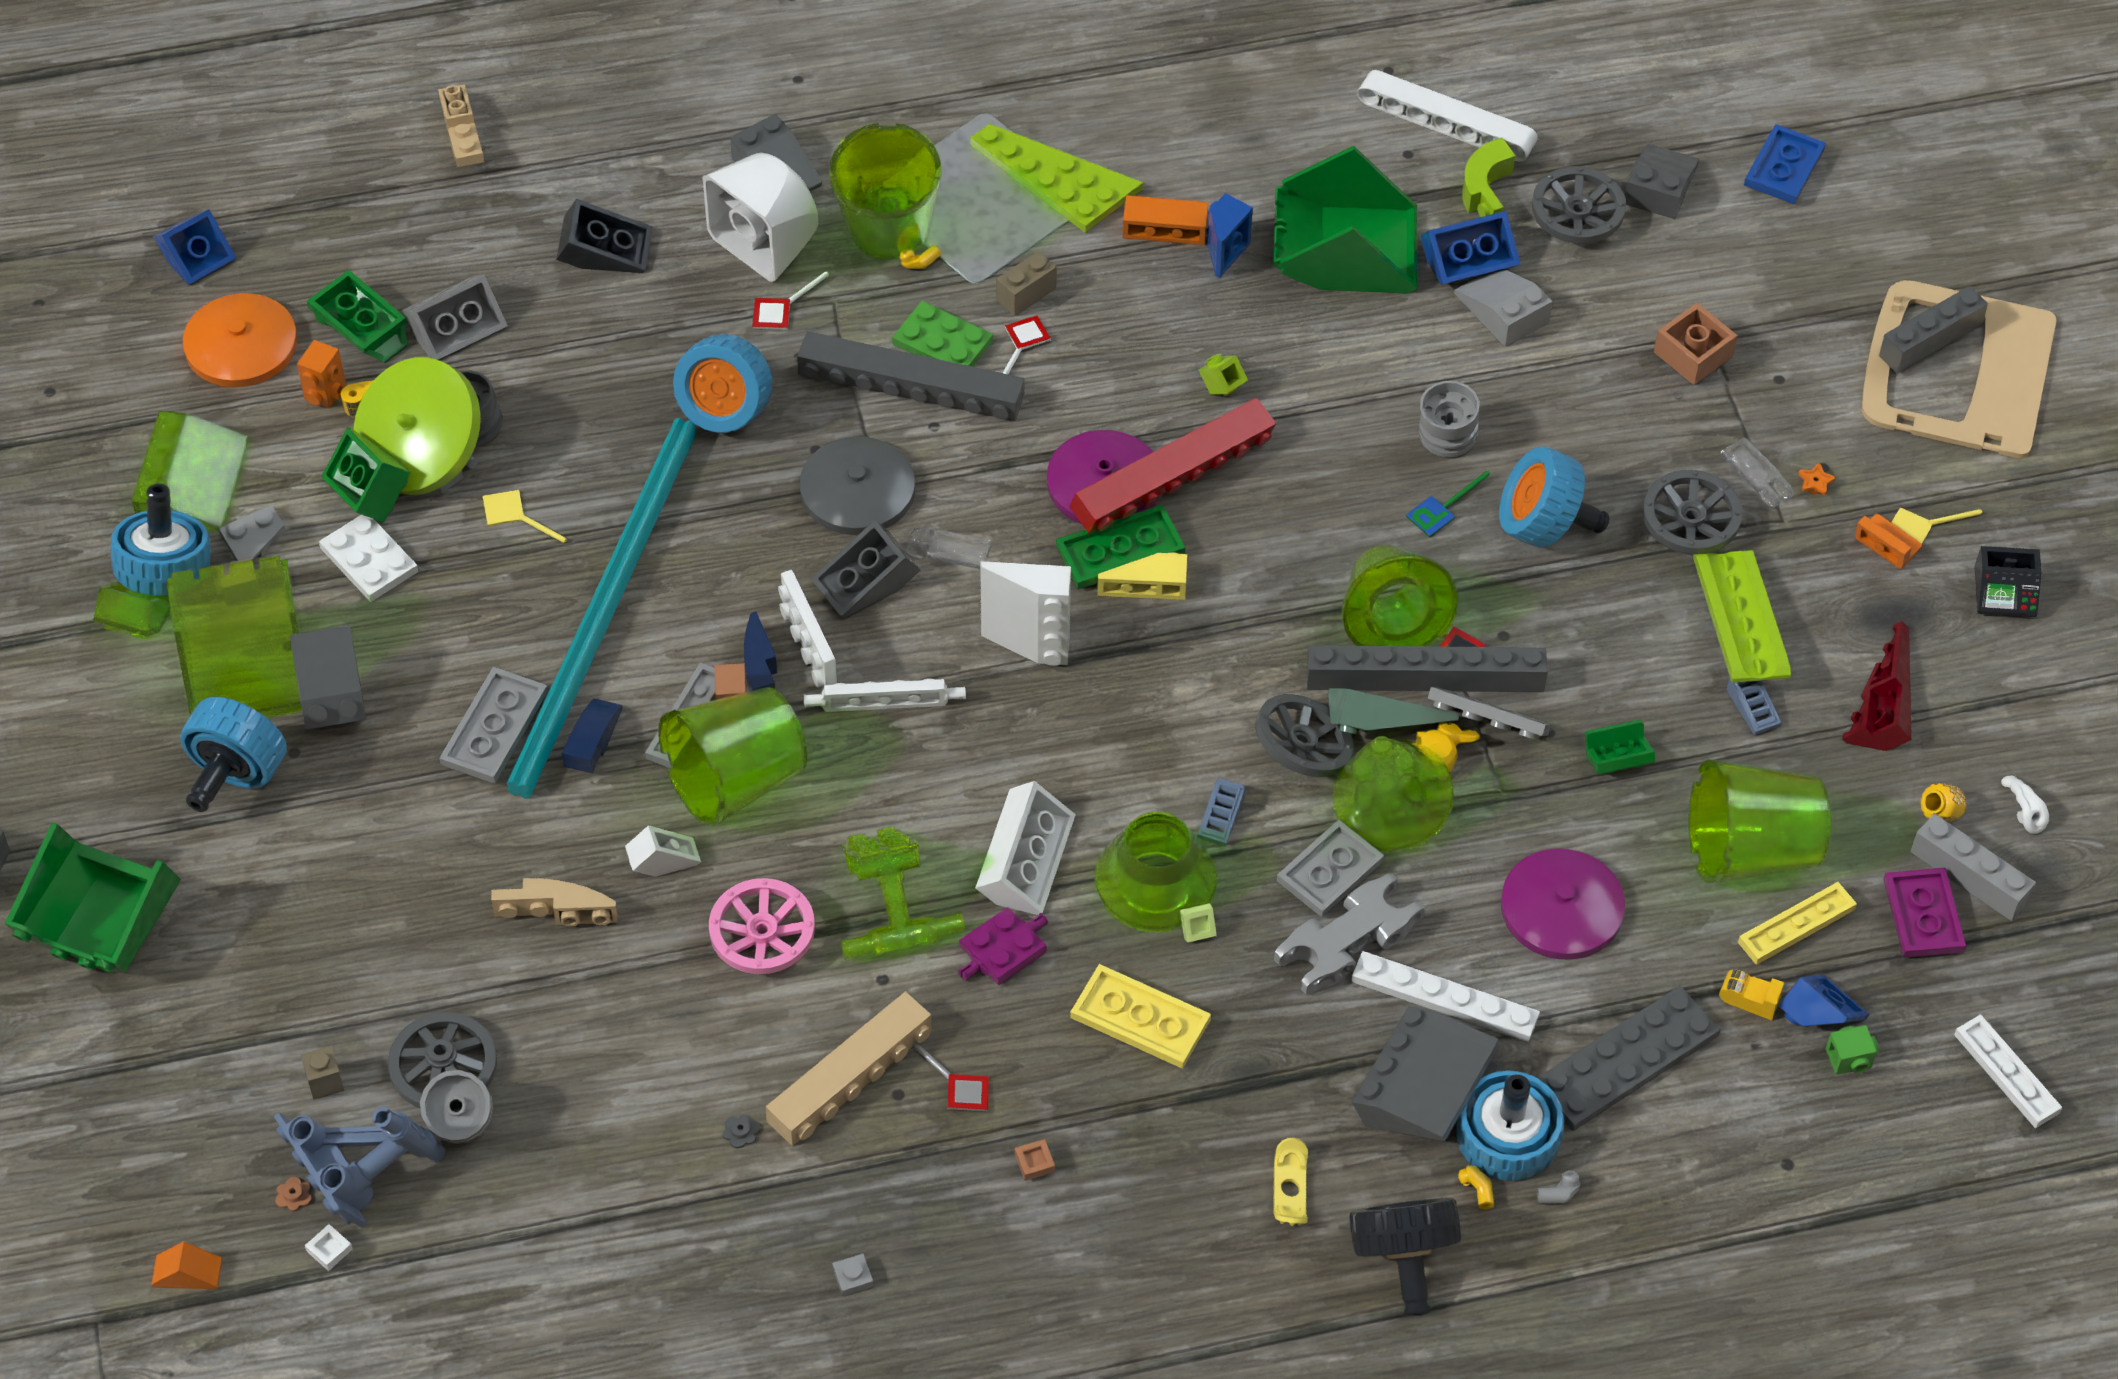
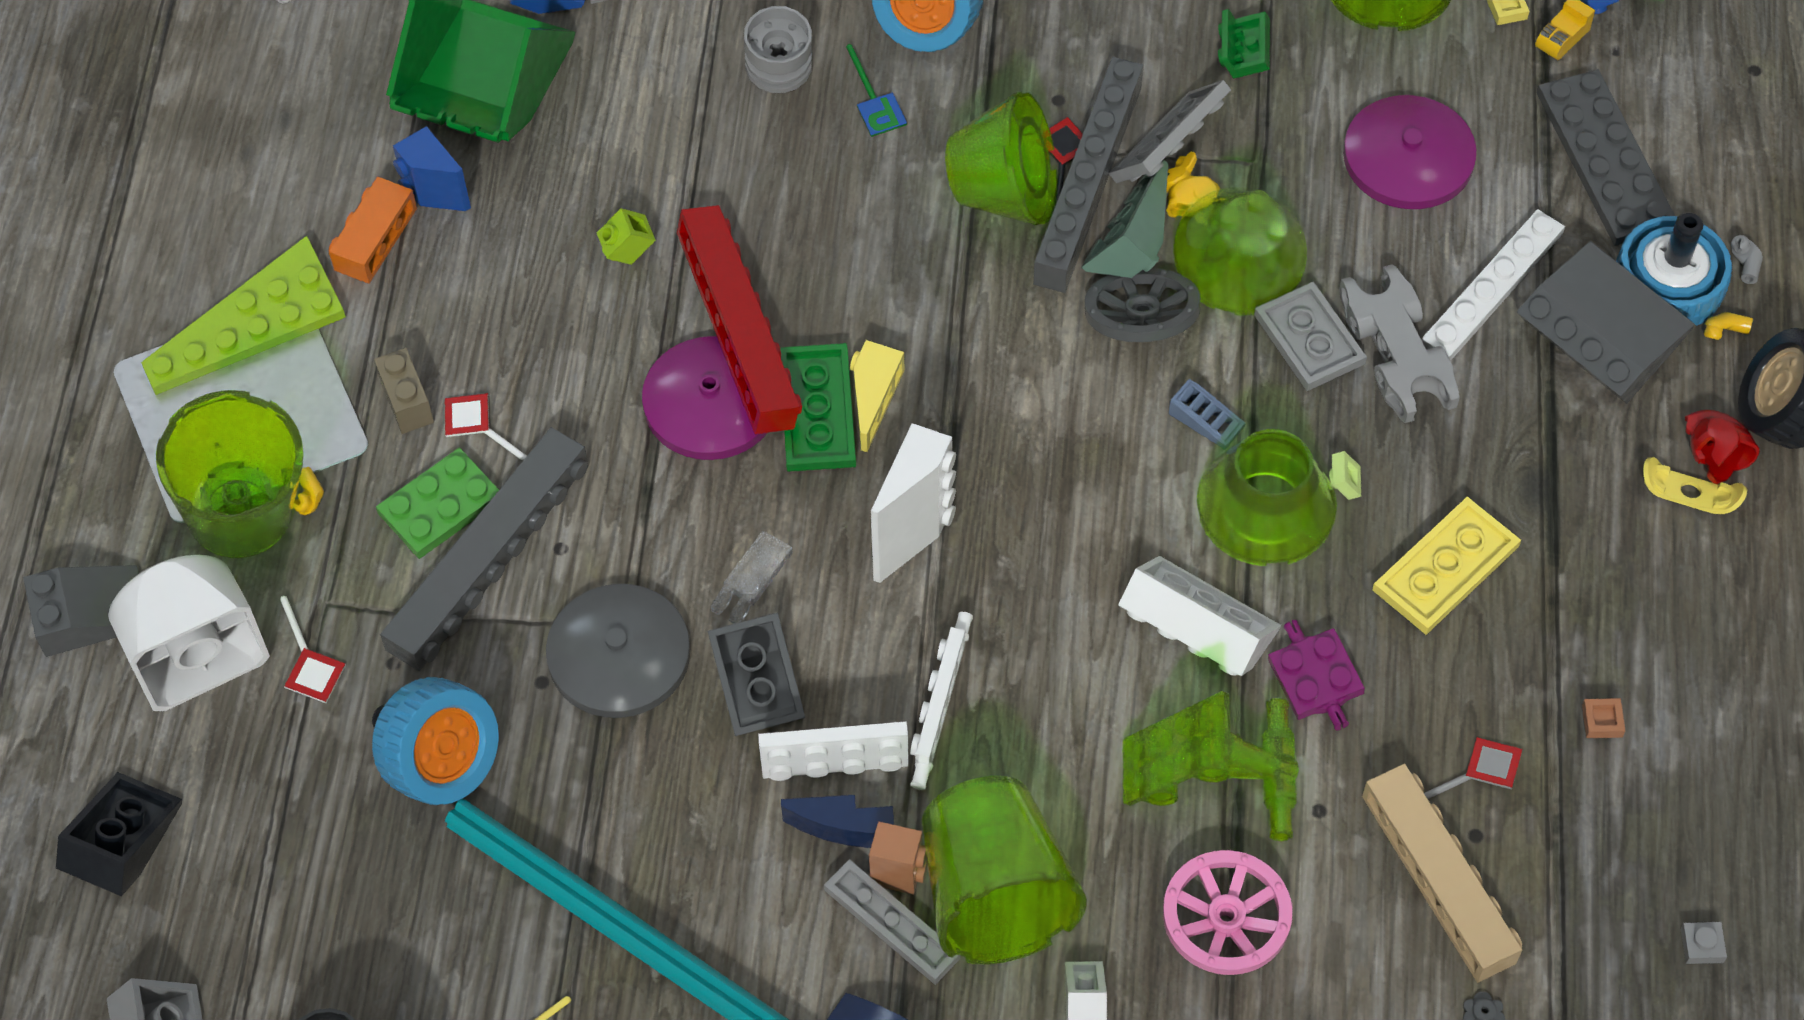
camera: 70 degrees left, 5 degrees up
(1343, 1191) = (1720, 443): none -> red helmet

